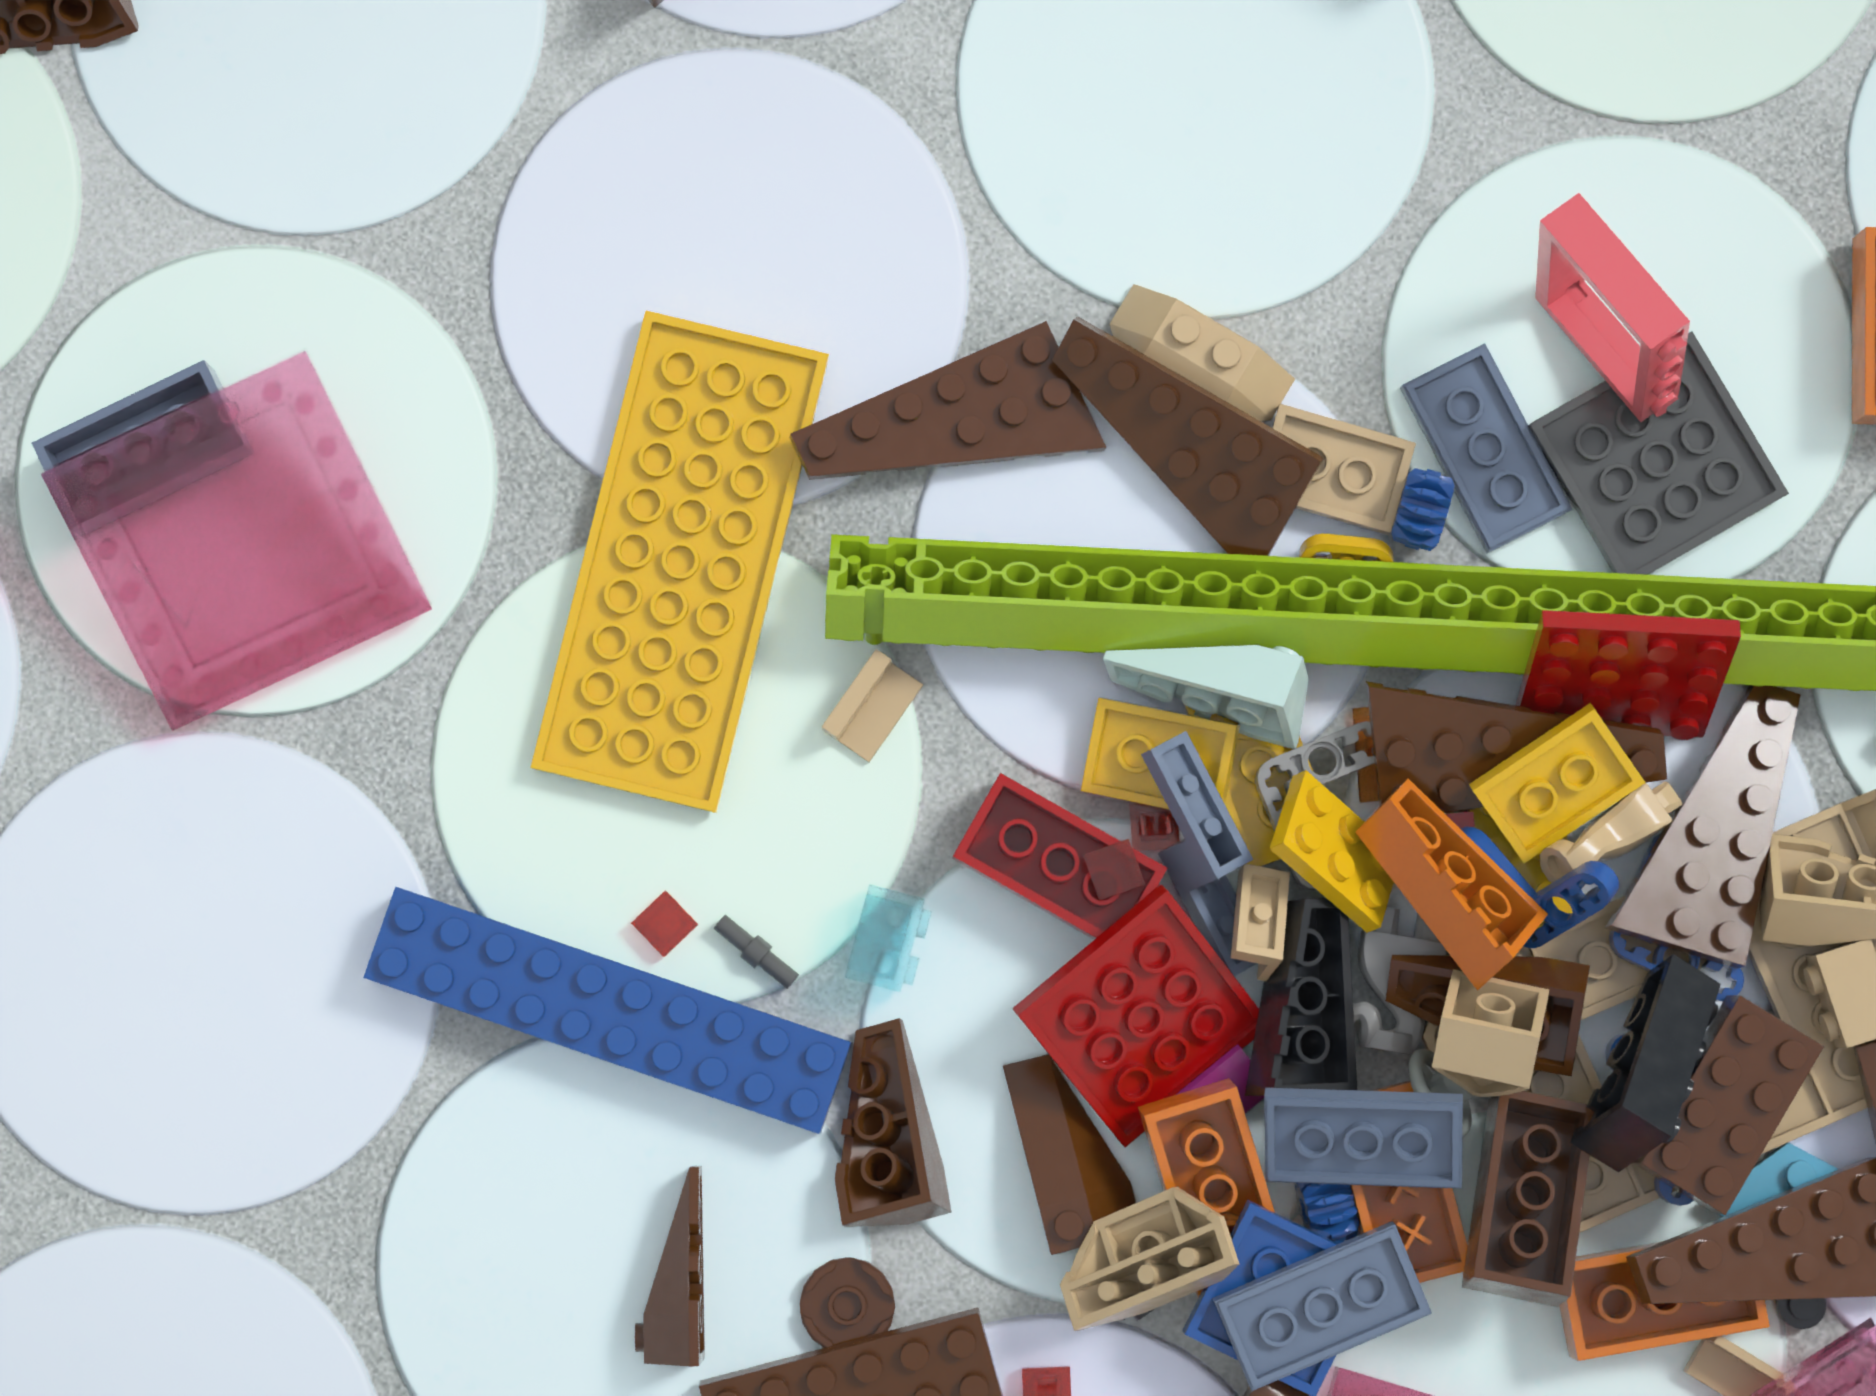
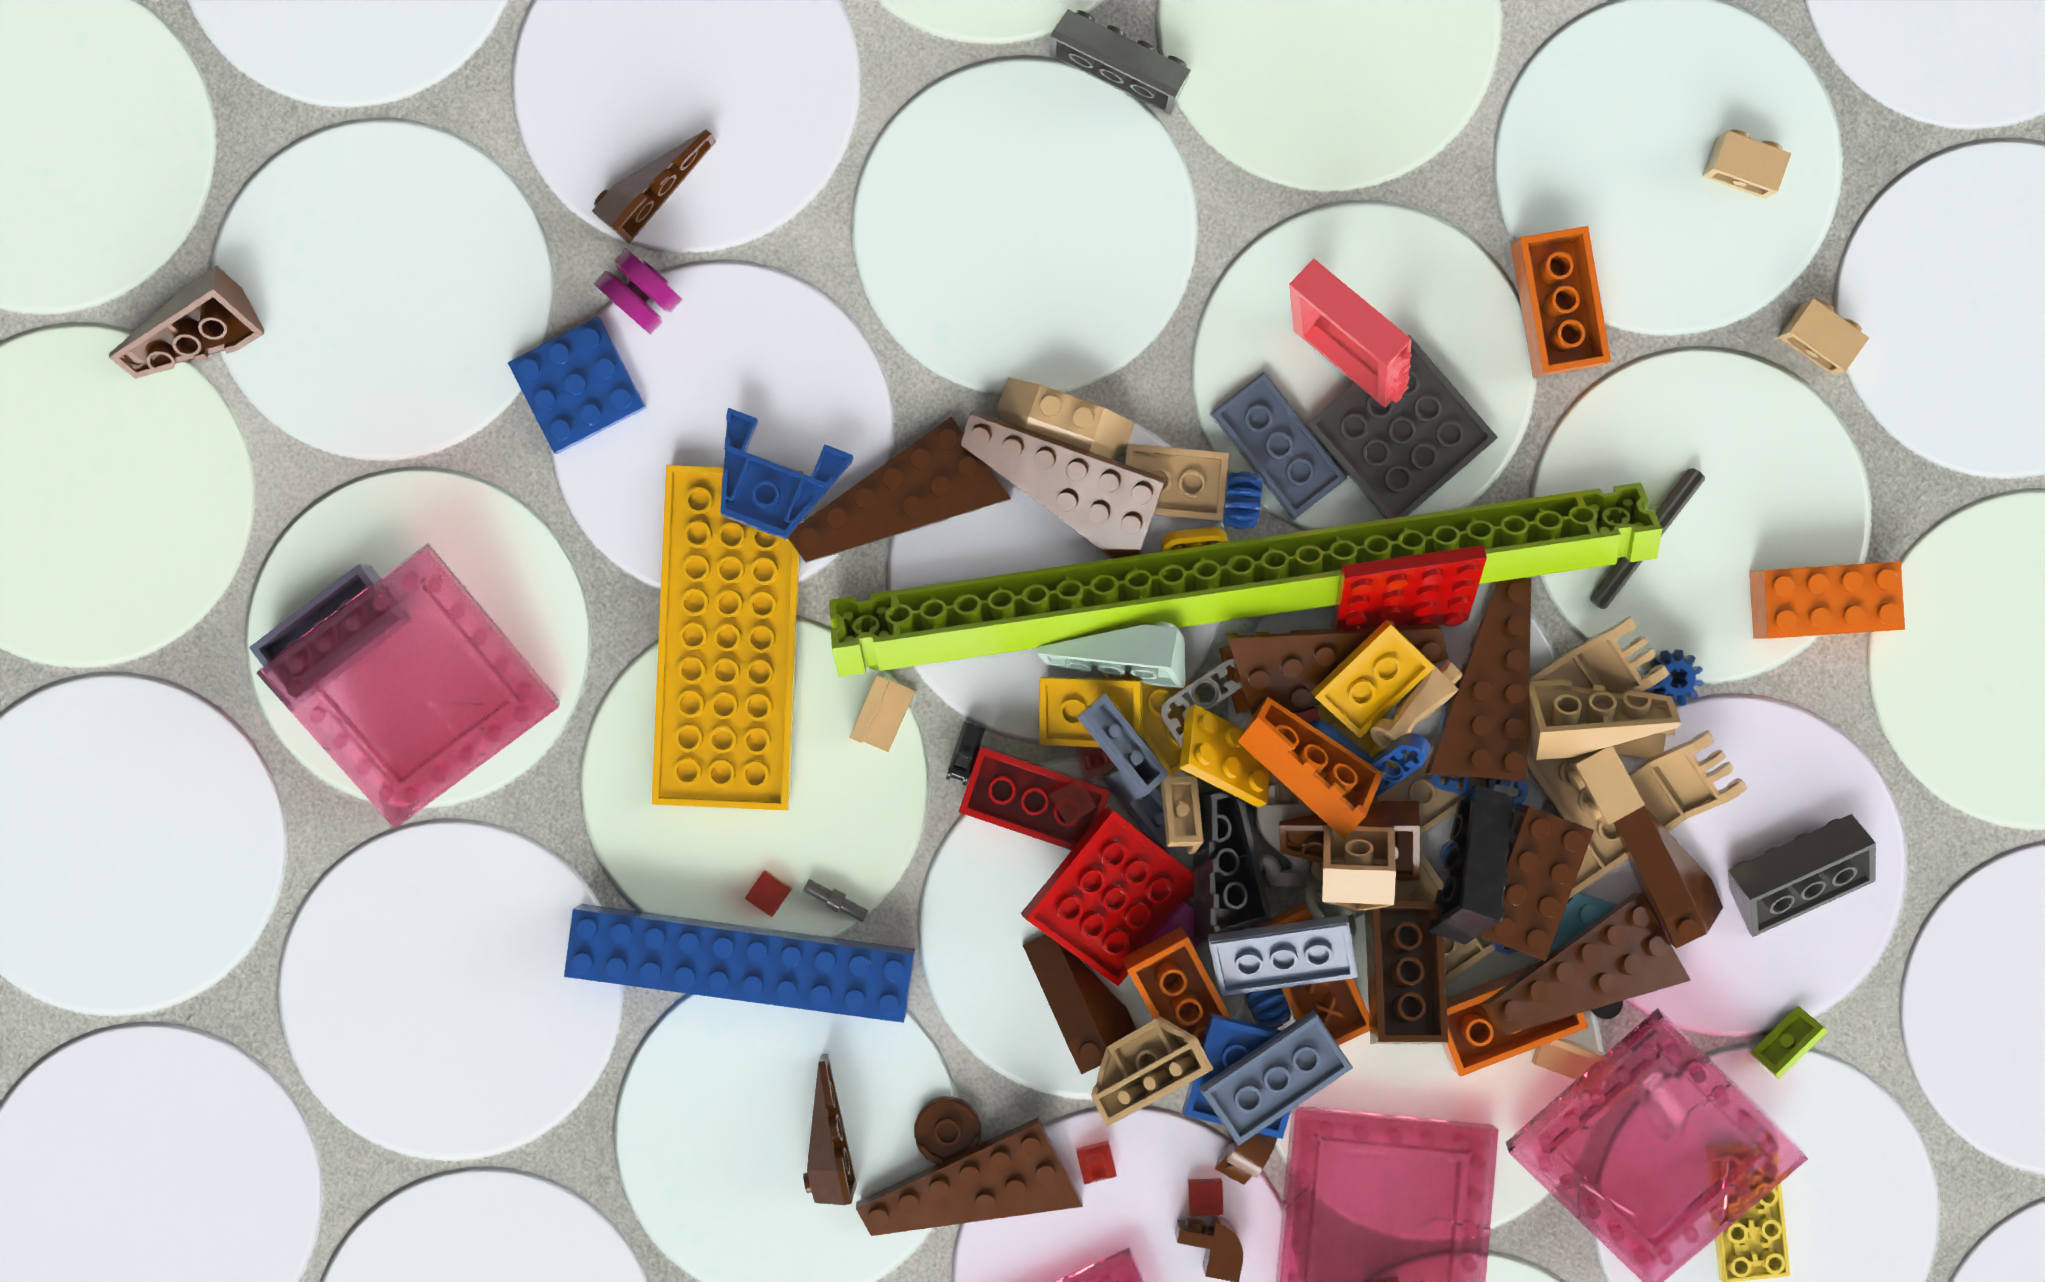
camera: 15 degrees left, 5 degrees up
(545, 182) = (577, 385): none -> blue plate
(652, 73) = (638, 291): none -> magenta wheel
(778, 373) = (766, 492): none -> blue wing
(886, 939) = (924, 876): clear light blue brick -> none
(889, 1150) = (956, 1021): reddish brown wedge -> none
(979, 775) = (967, 747): none -> black bar

